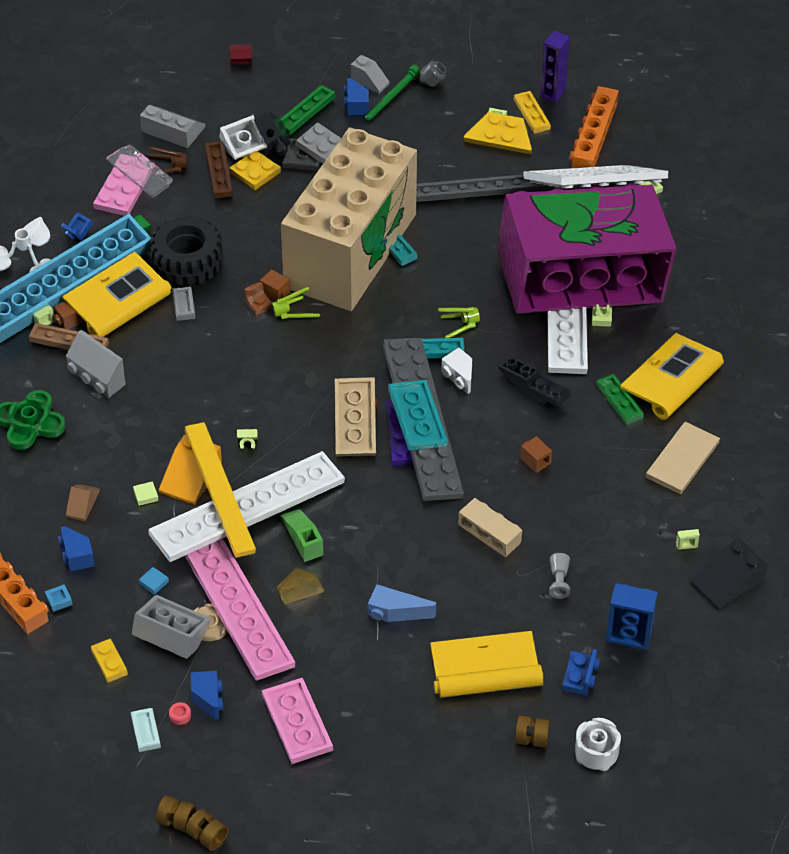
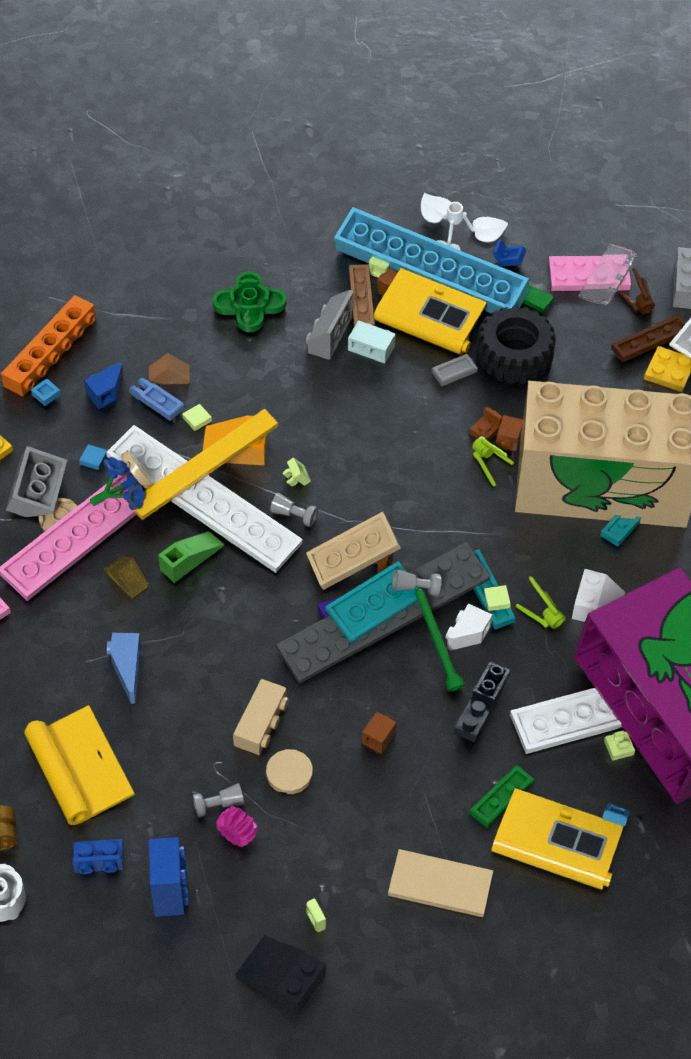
camera: 70 degrees right, 5 degrees up
(109, 516) = (157, 399): none -> medium blue hinge
(129, 344) = (371, 341): none -> light aqua brick
(211, 546) = (135, 493): none -> blue plant
(215, 530) = (137, 469): none -> tan tile
(280, 454) = (285, 506): none -> light grey piece
(413, 384) = (408, 581): none -> light grey piece
(442, 341) = (497, 598): none -> yellowish green tile
(464, 286) = (594, 592): none -> white slope
(505, 394) = (453, 680): none -> green piece
(547, 524) = (289, 771): none -> tan tile
(592, 566) = (237, 826): none -> dark pink gear
(663, 335) = (616, 814): none -> dark azure tile

